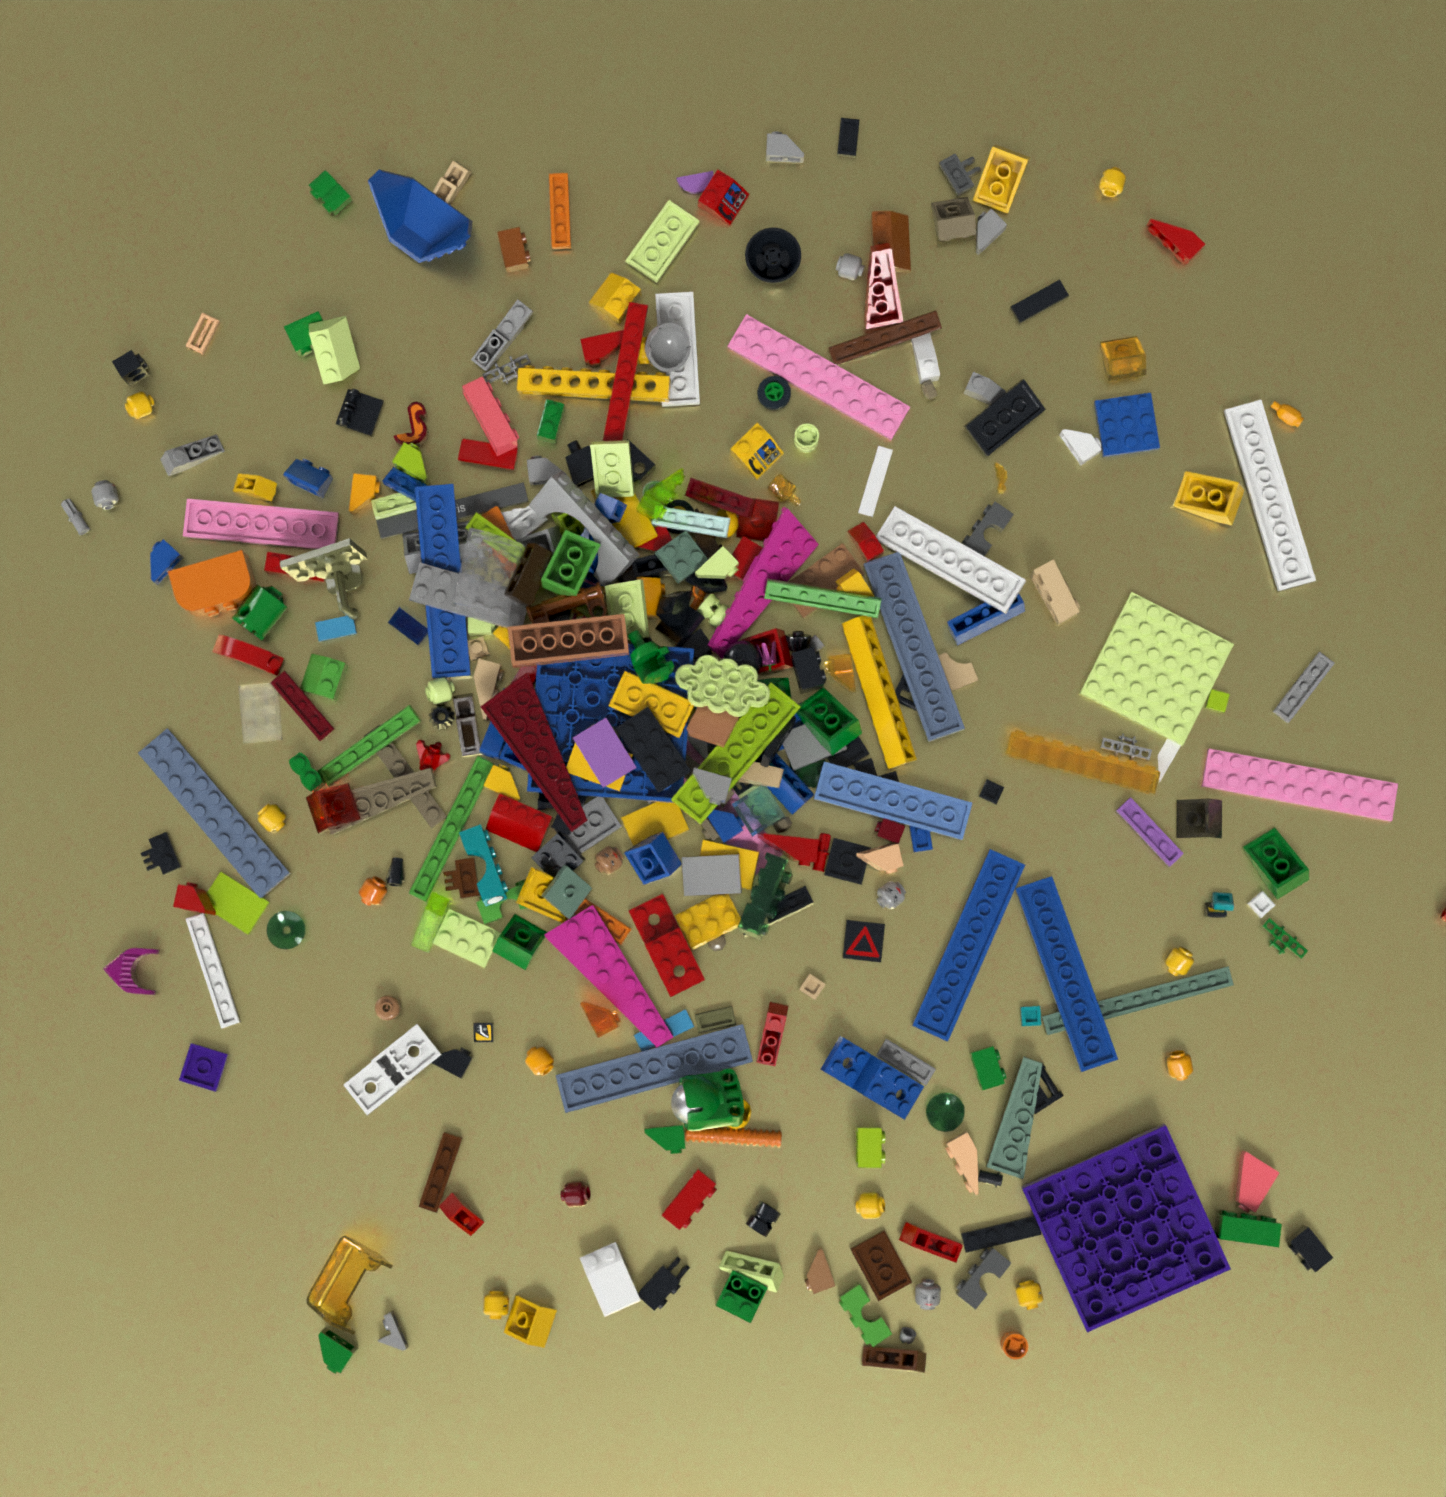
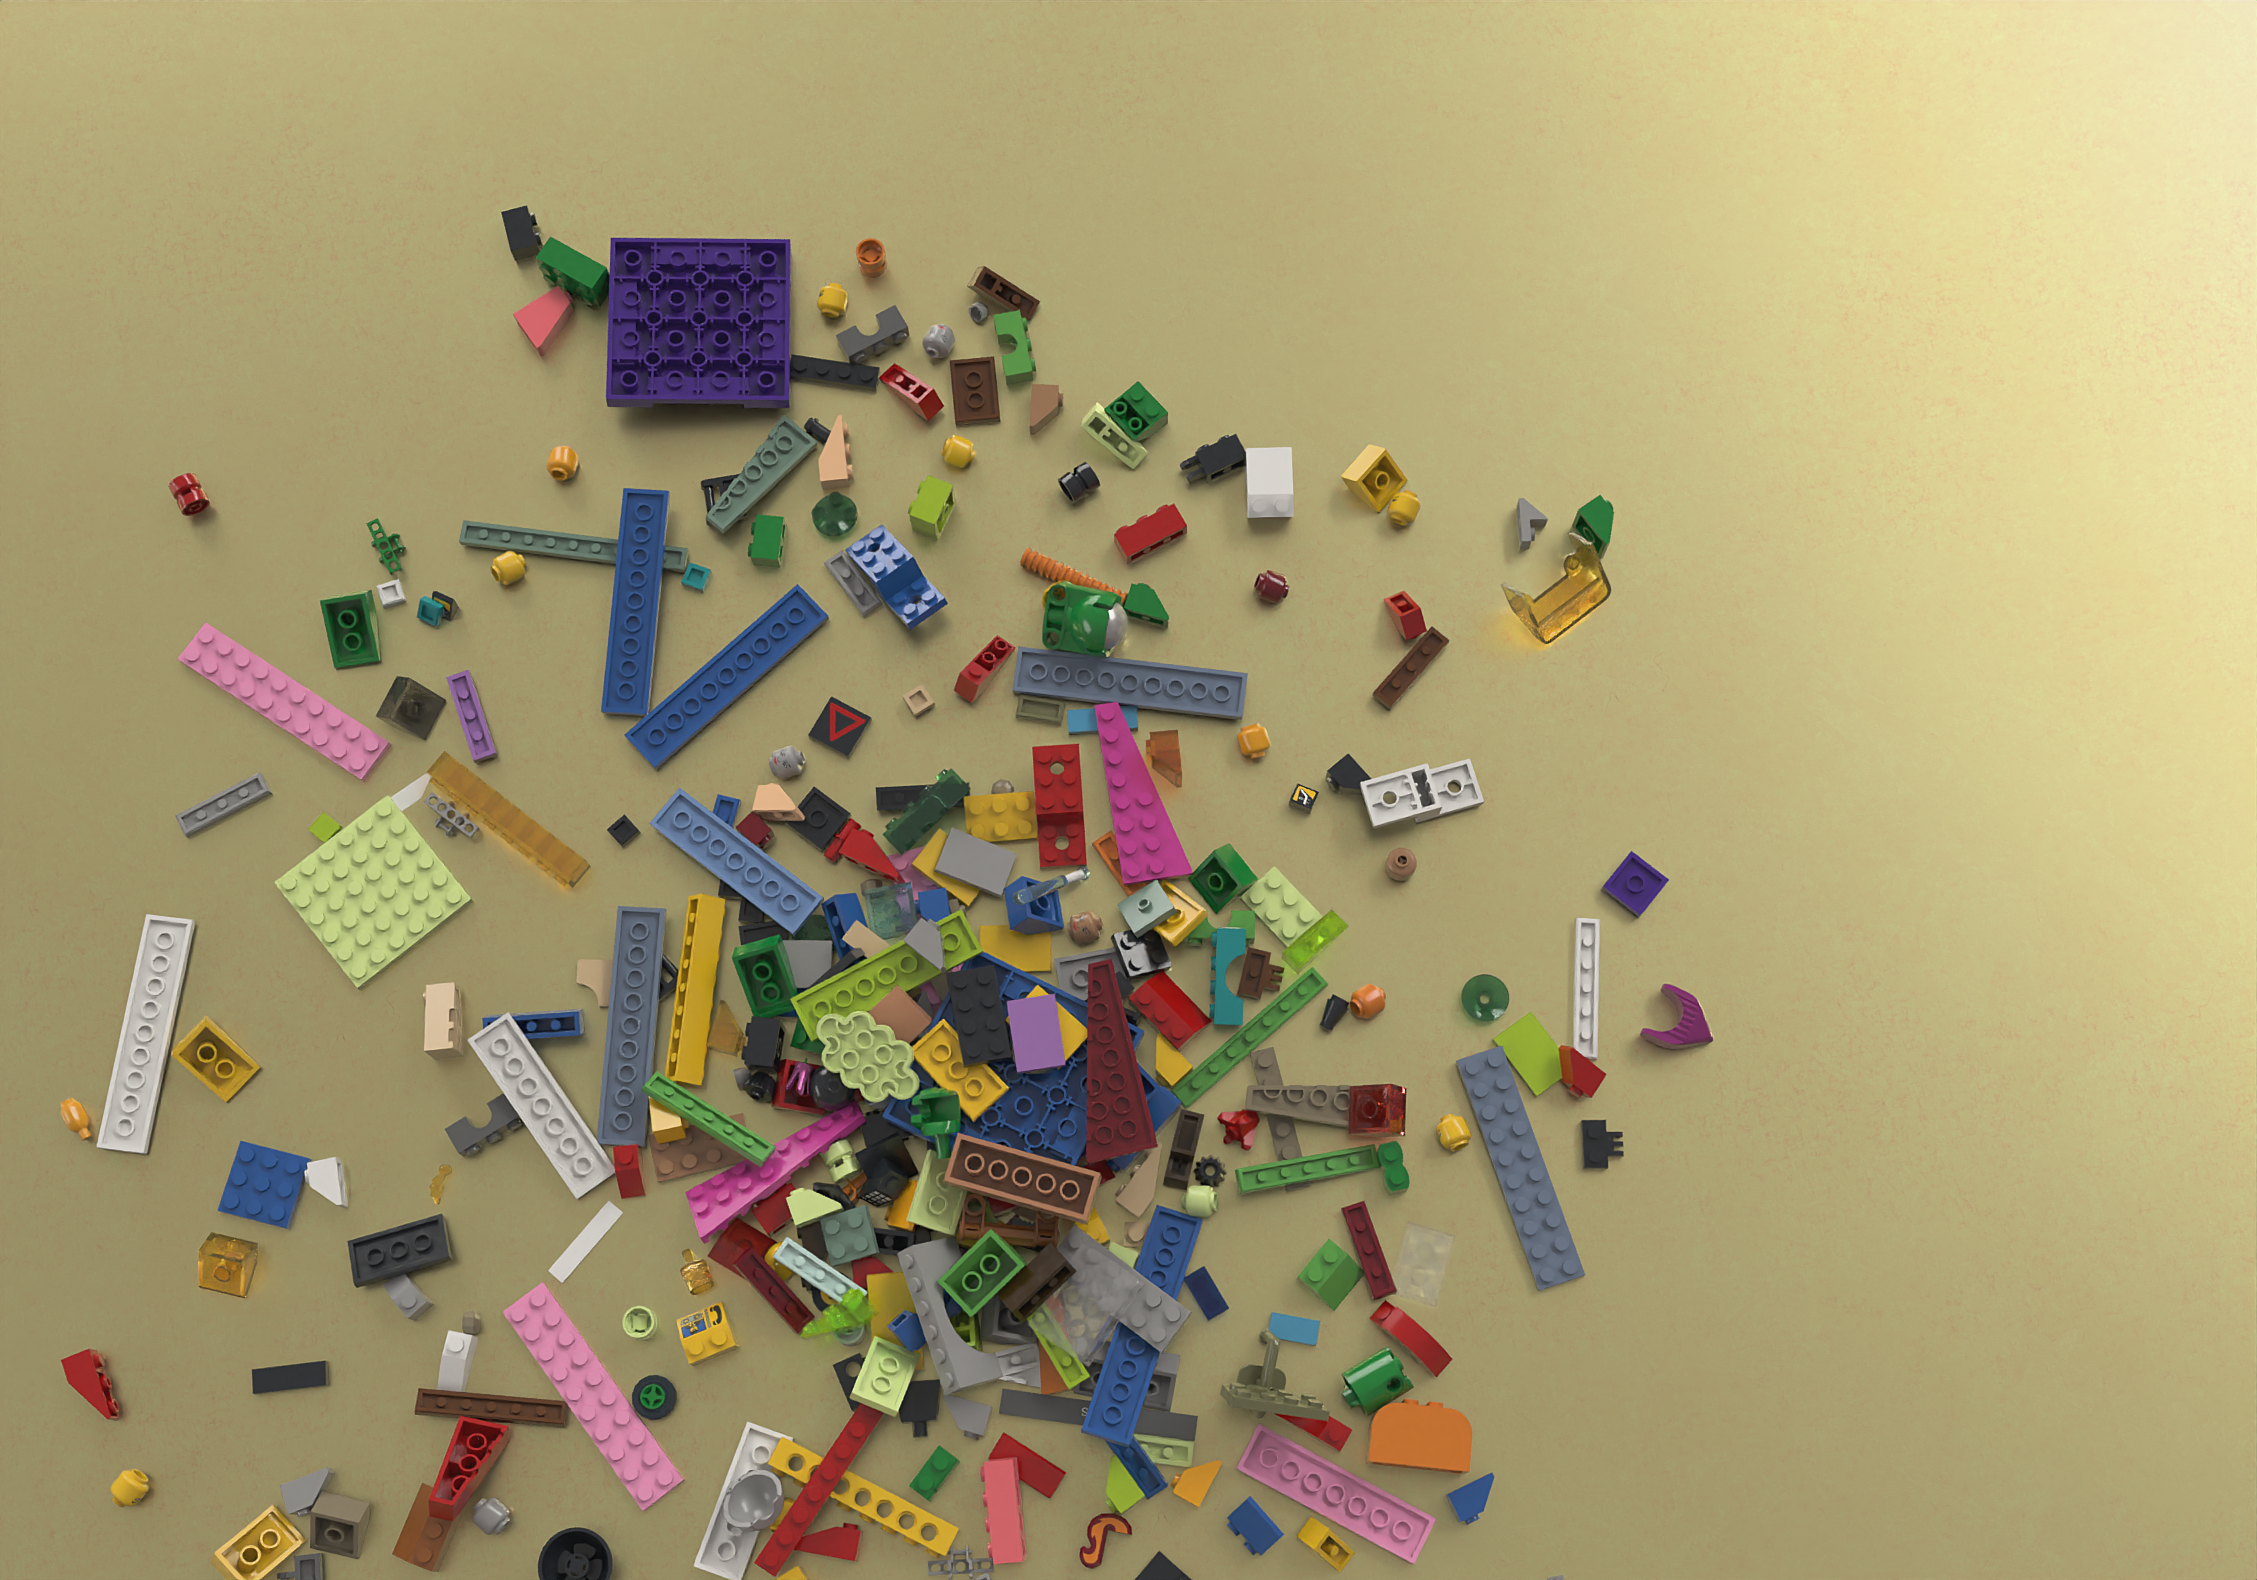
camera: 155 degrees left, 10 degrees down
(653, 866) = (1041, 889): none -> clear light blue piece

